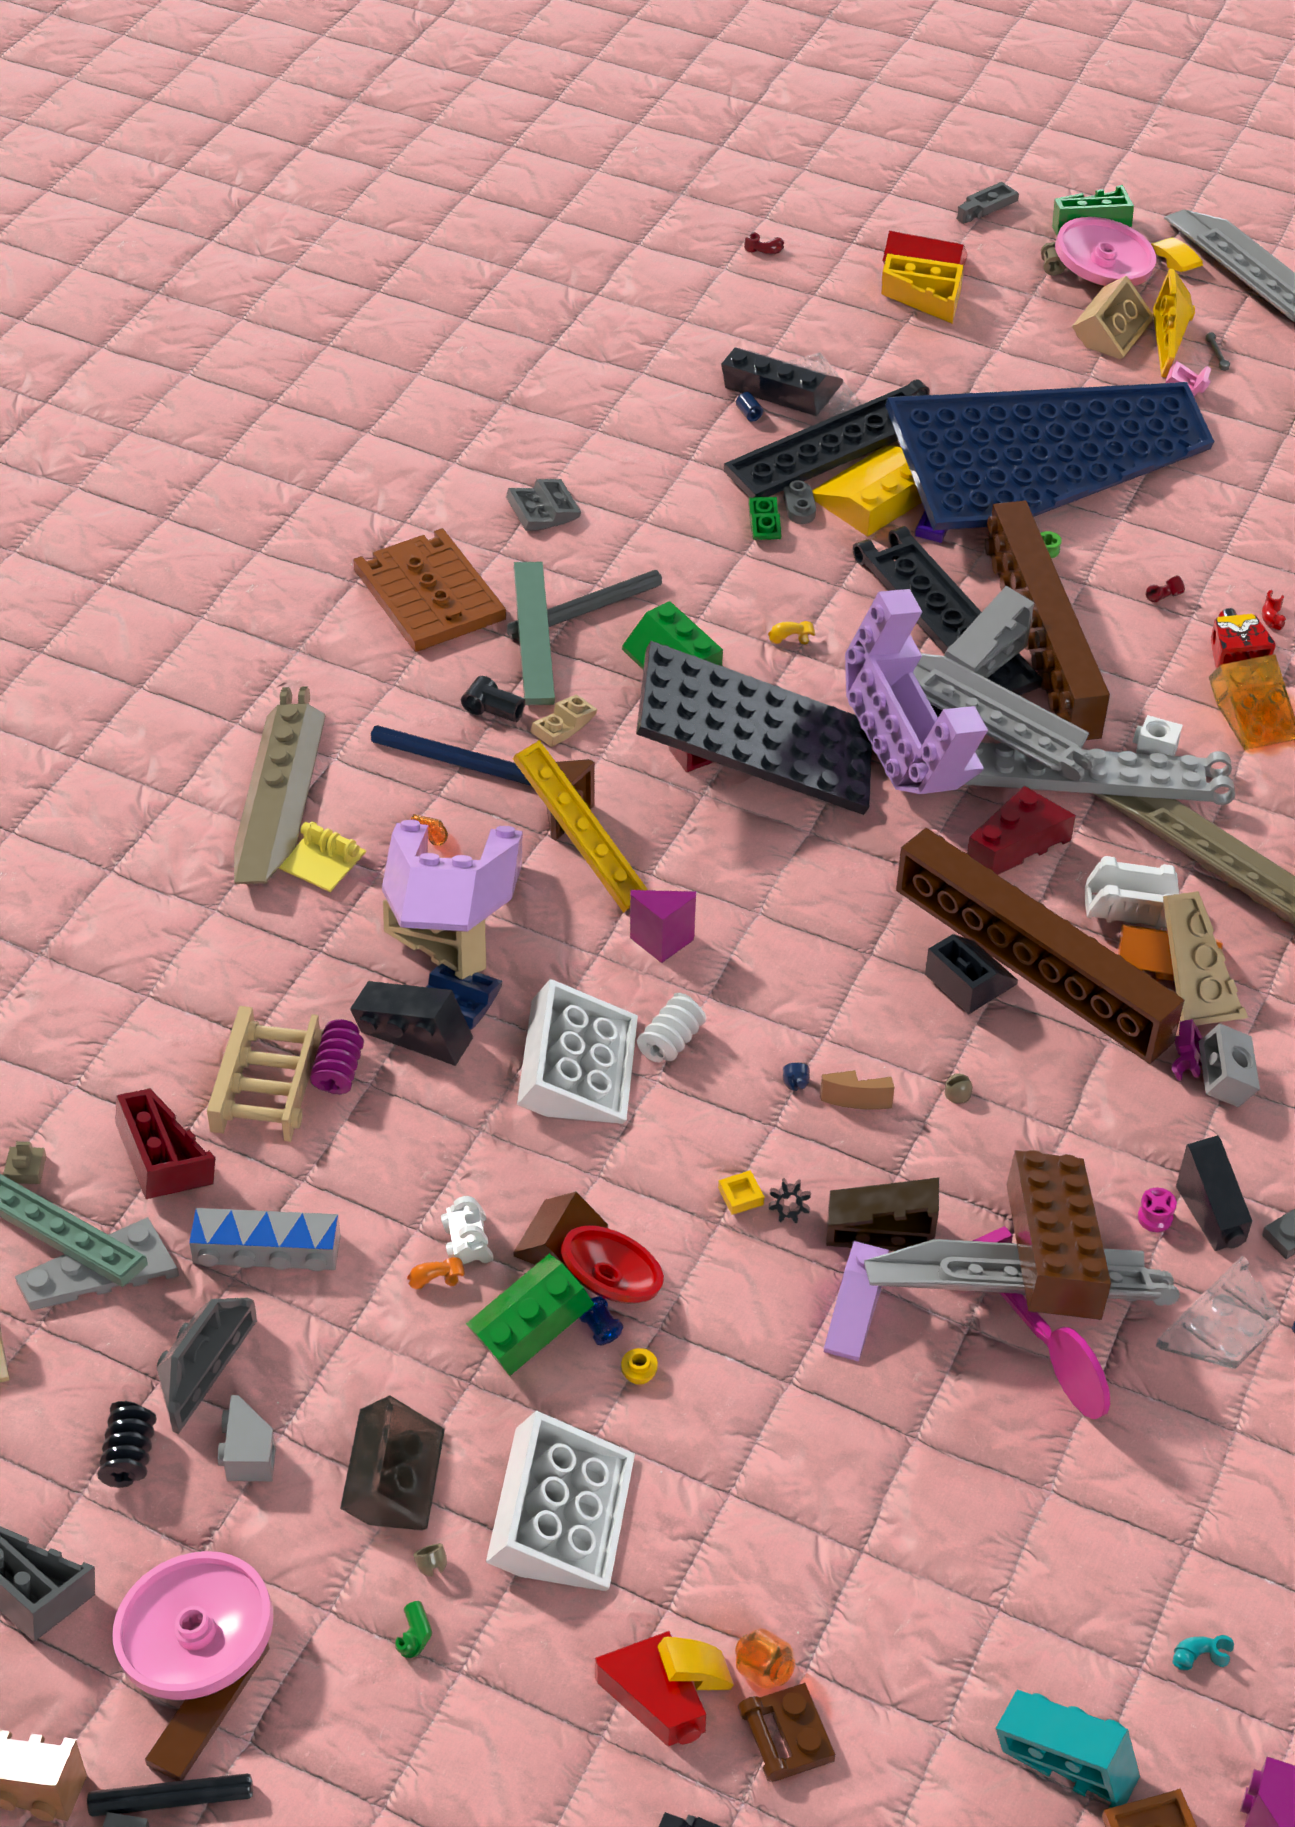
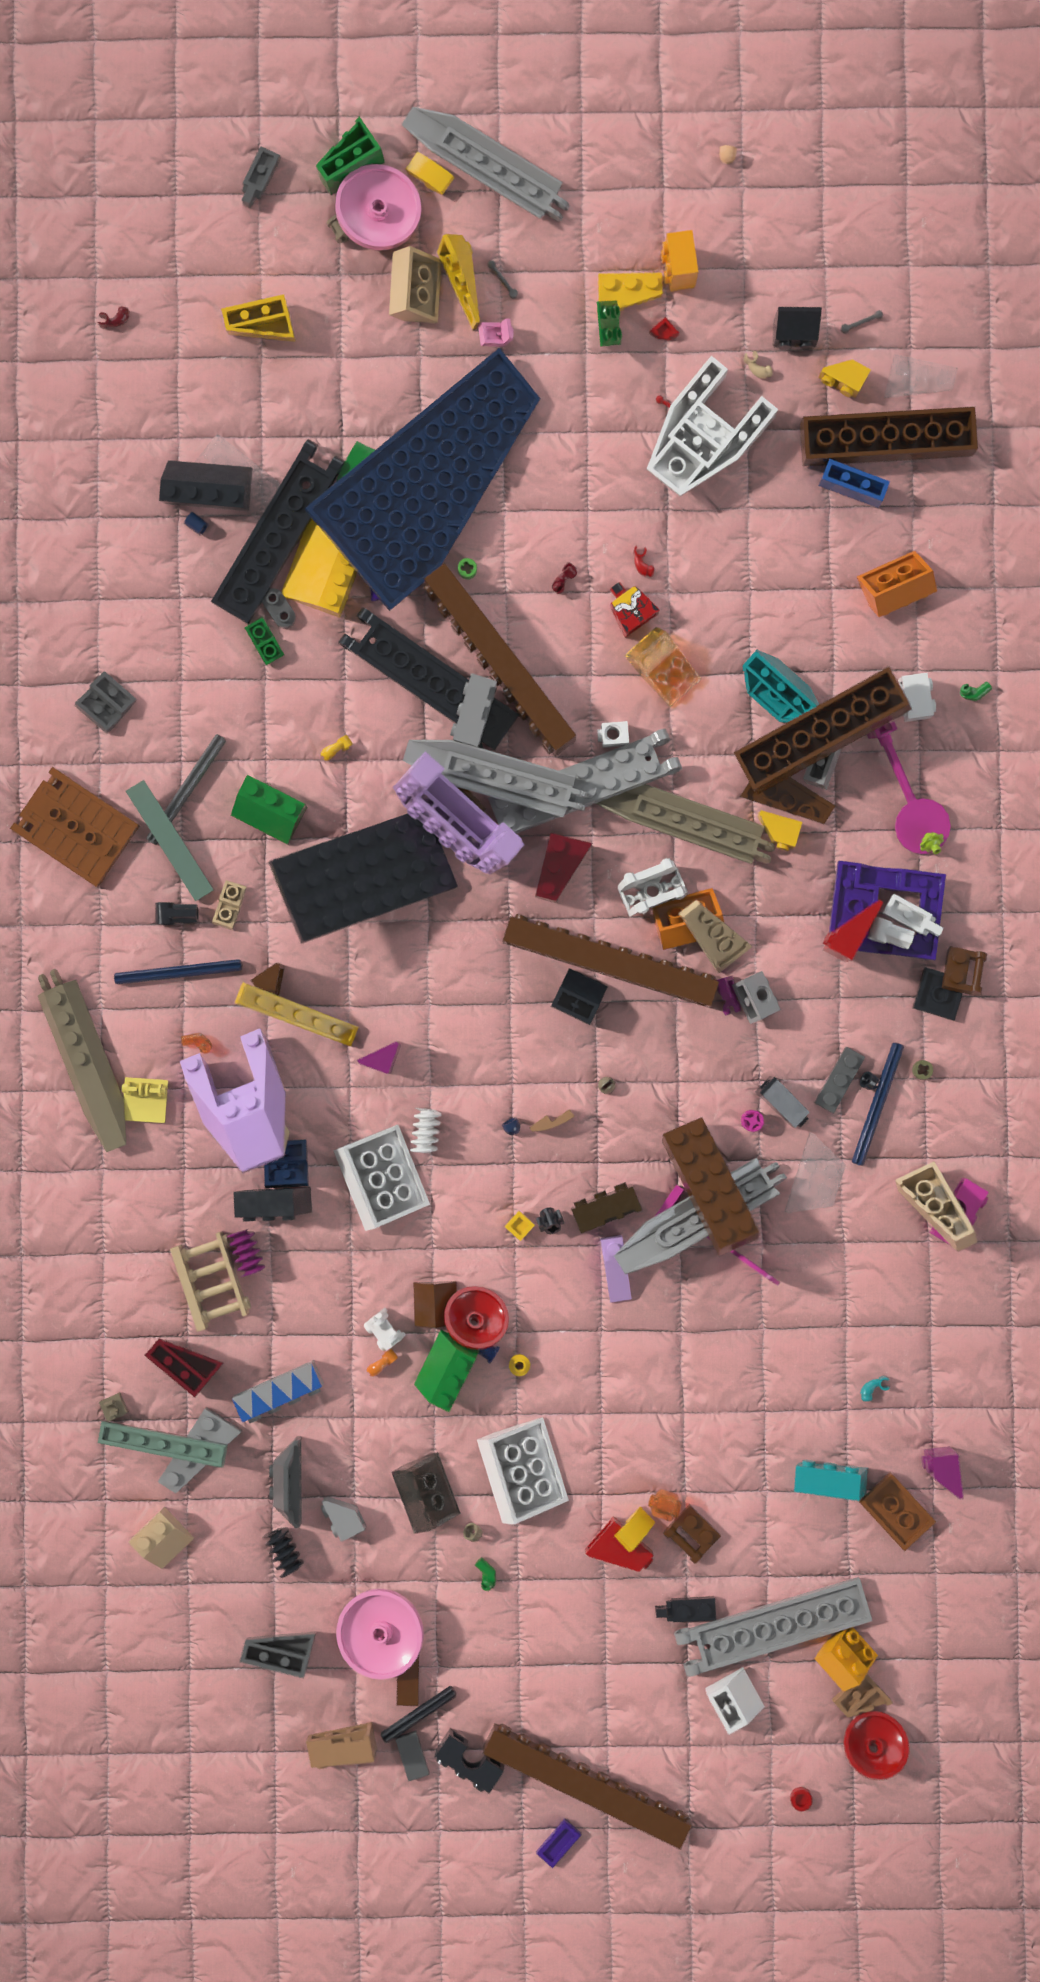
camera: 25 degrees left, 40 degrees up
(924, 248) = (243, 276): red slope -> none

